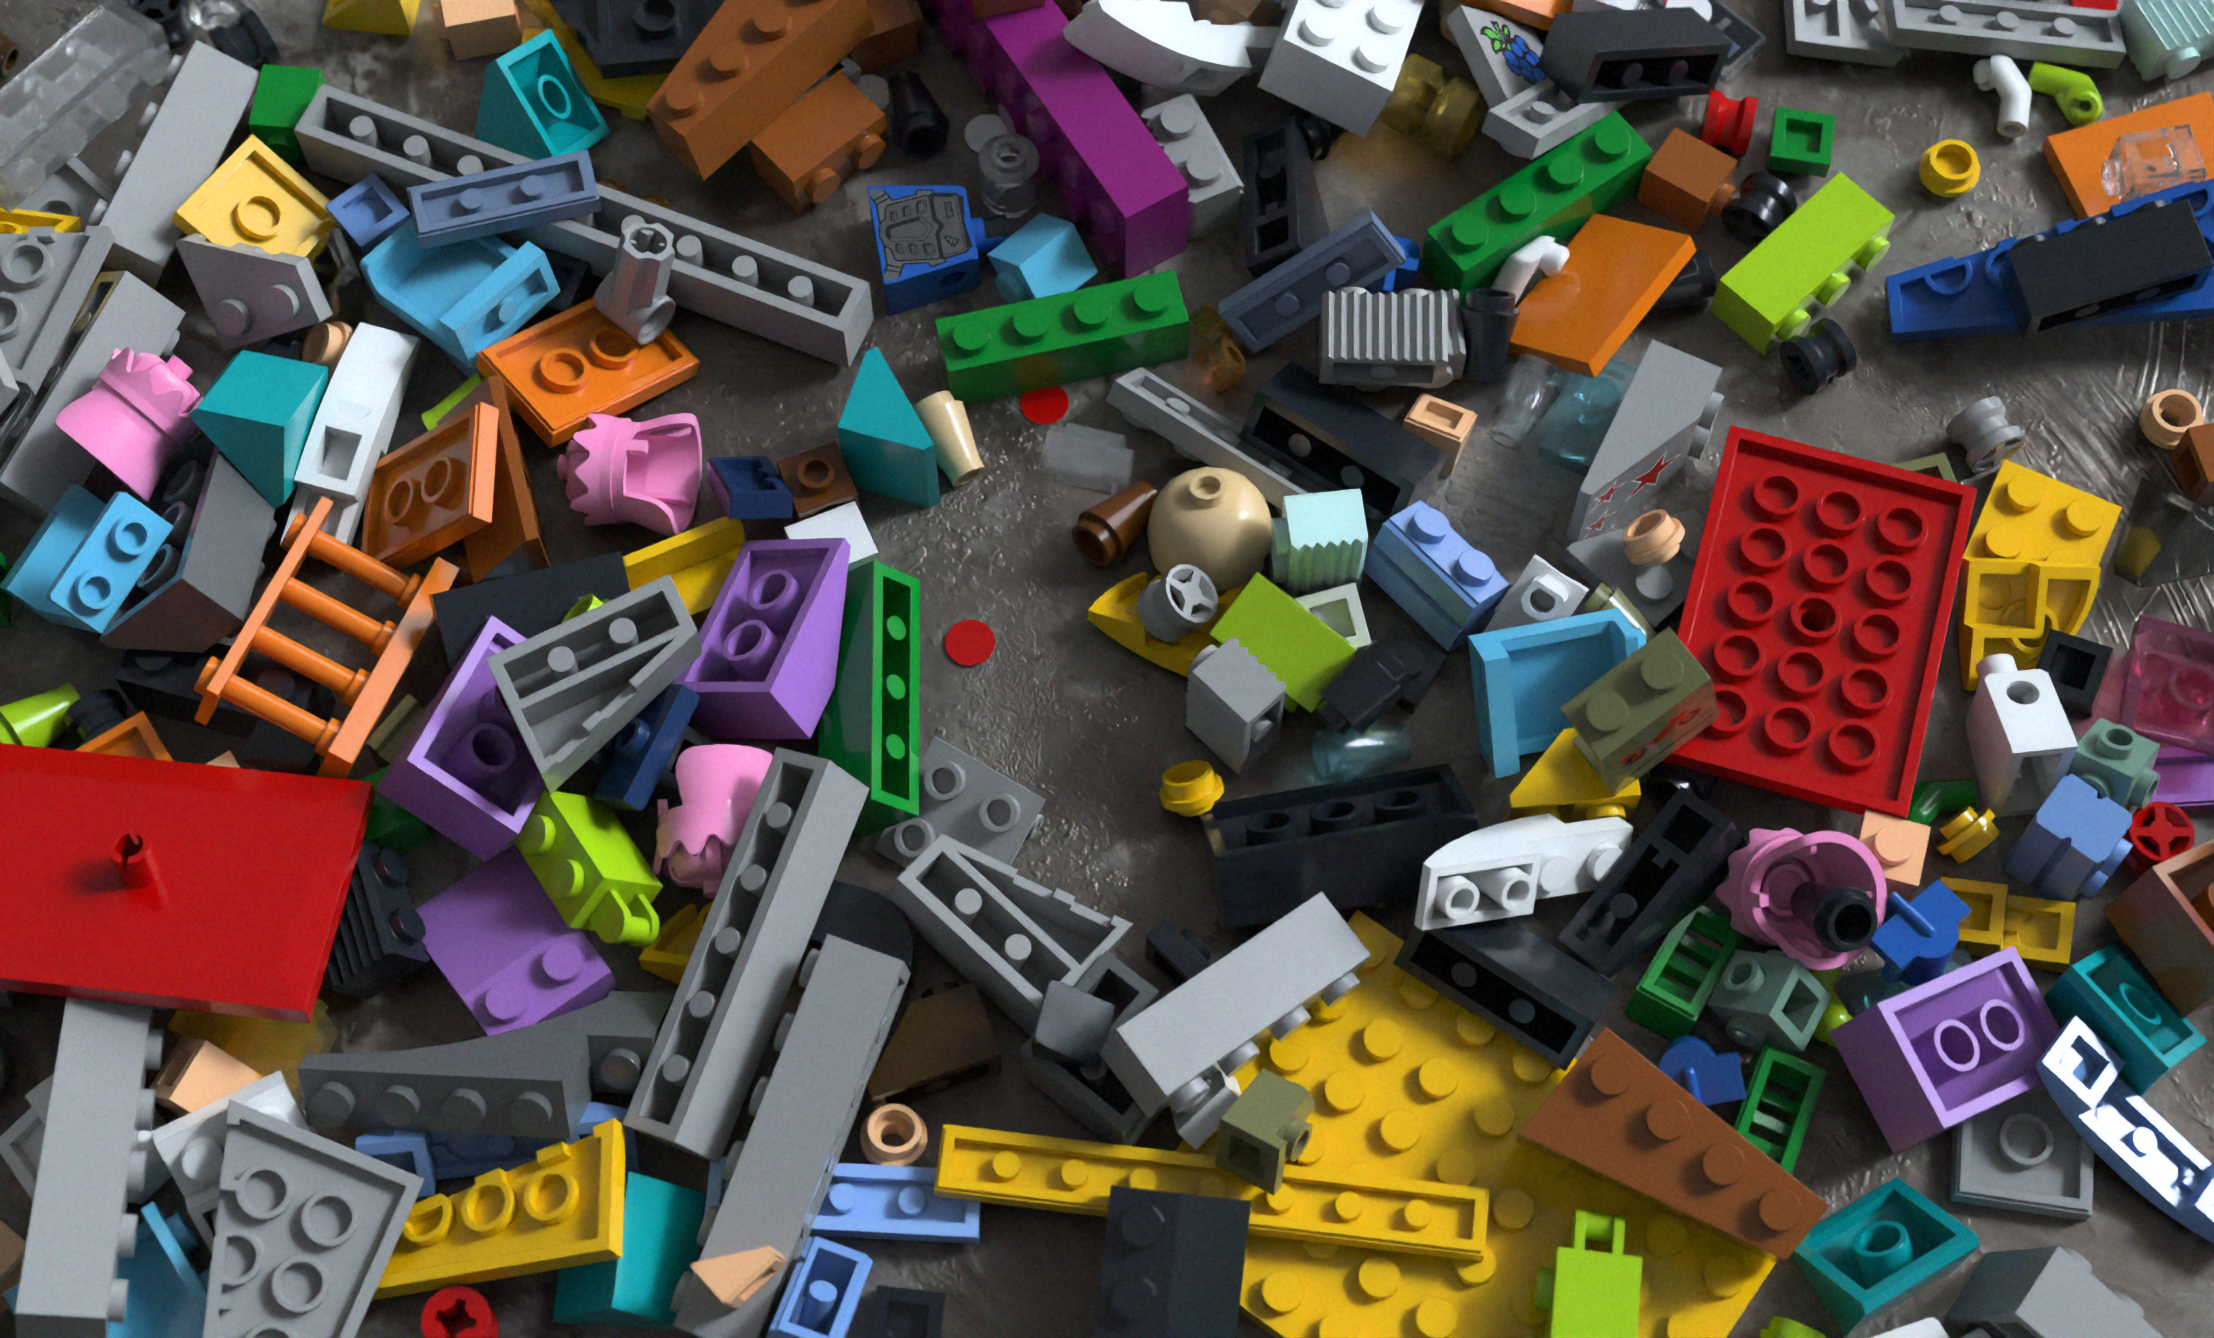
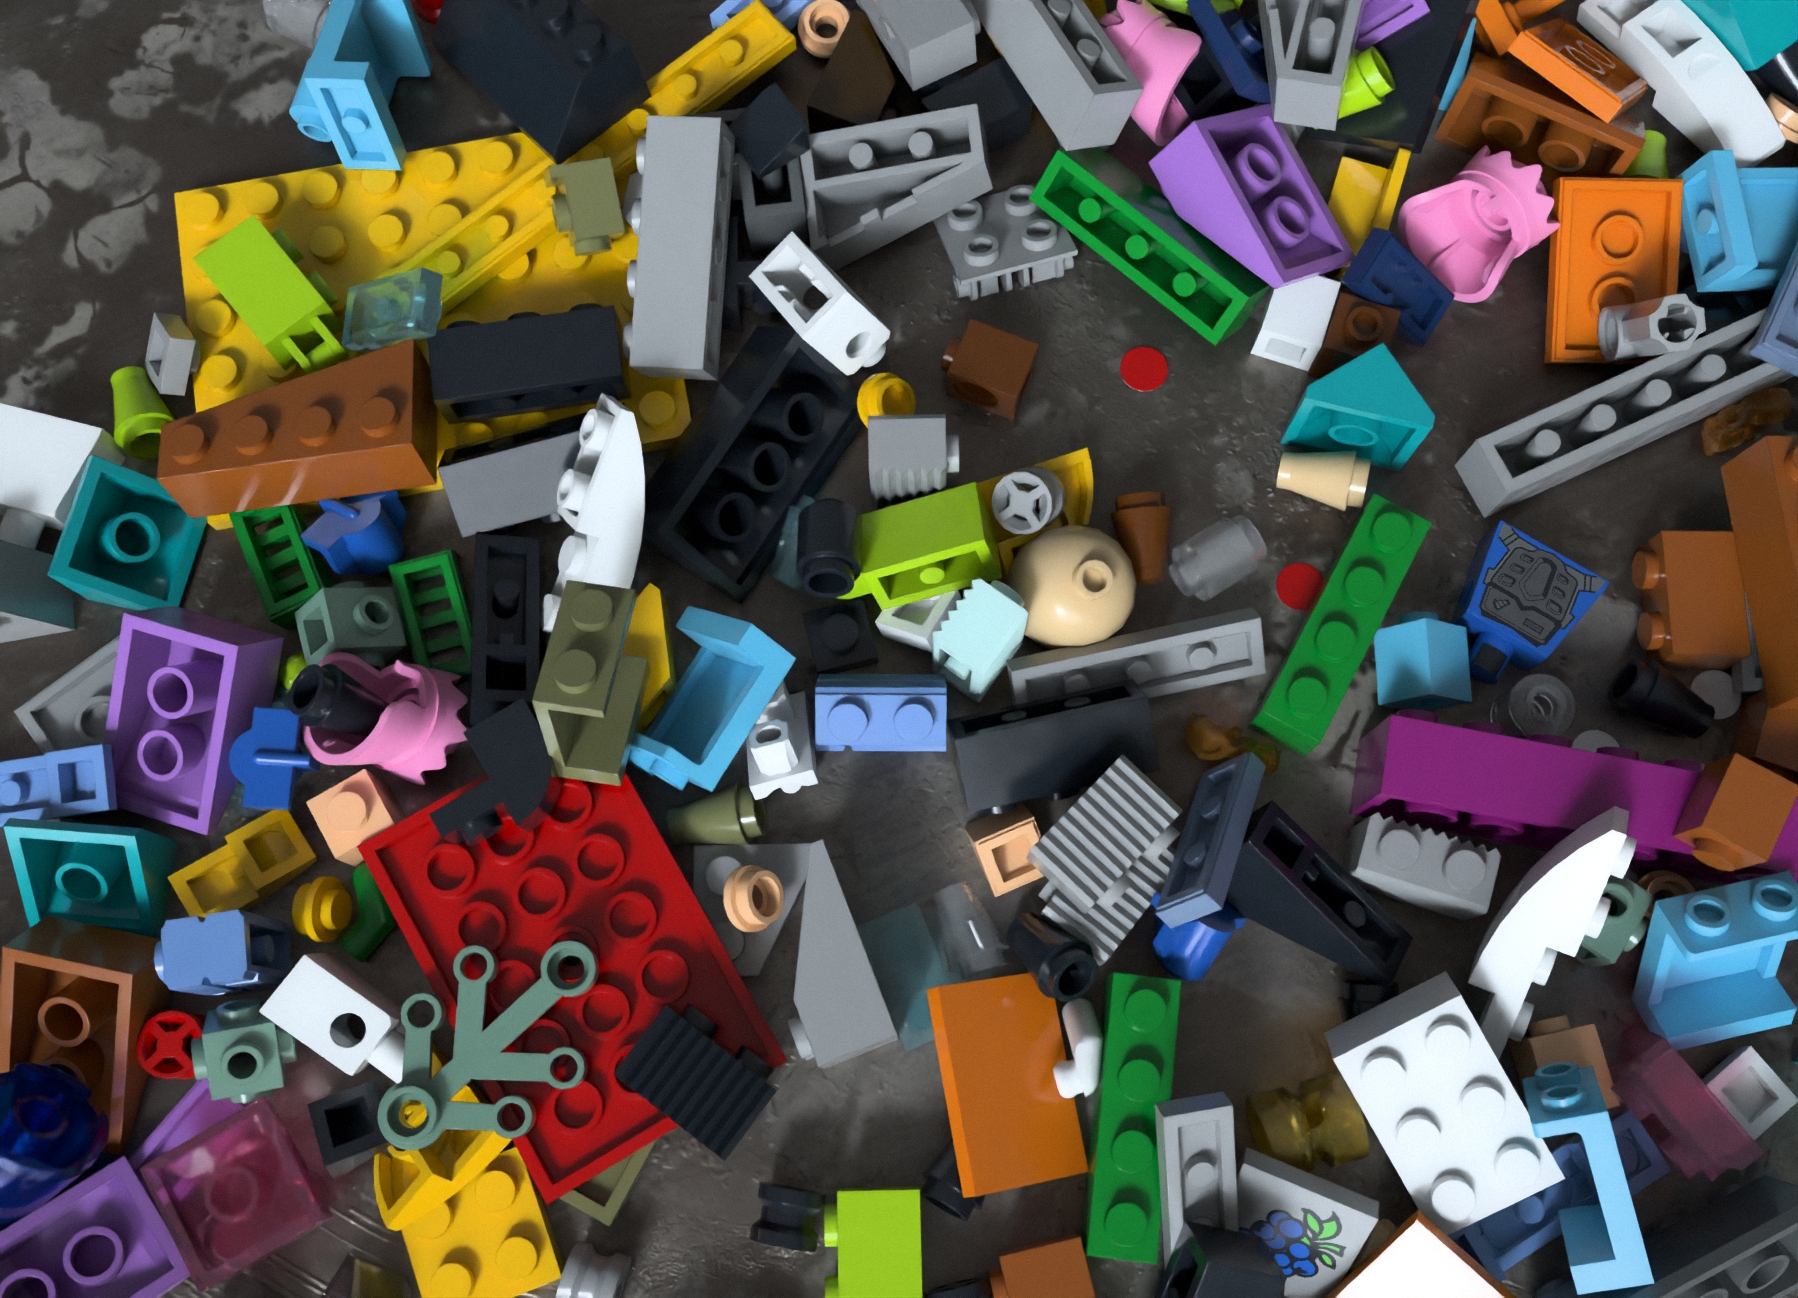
camera: 135 degrees right, 10 degrees up
(1088, 733) = (989, 368): none -> reddish brown brick
(1177, 866) = (839, 330): none -> white torso
(1437, 1056) = (528, 363): none -> black brick
(1510, 1193) = (392, 310): none -> clear light blue plate
(1753, 729) = (519, 781): none -> black brick
(1805, 450) = (698, 1078): none -> black brick
(1935, 598) = (480, 1052): none -> sand green plant

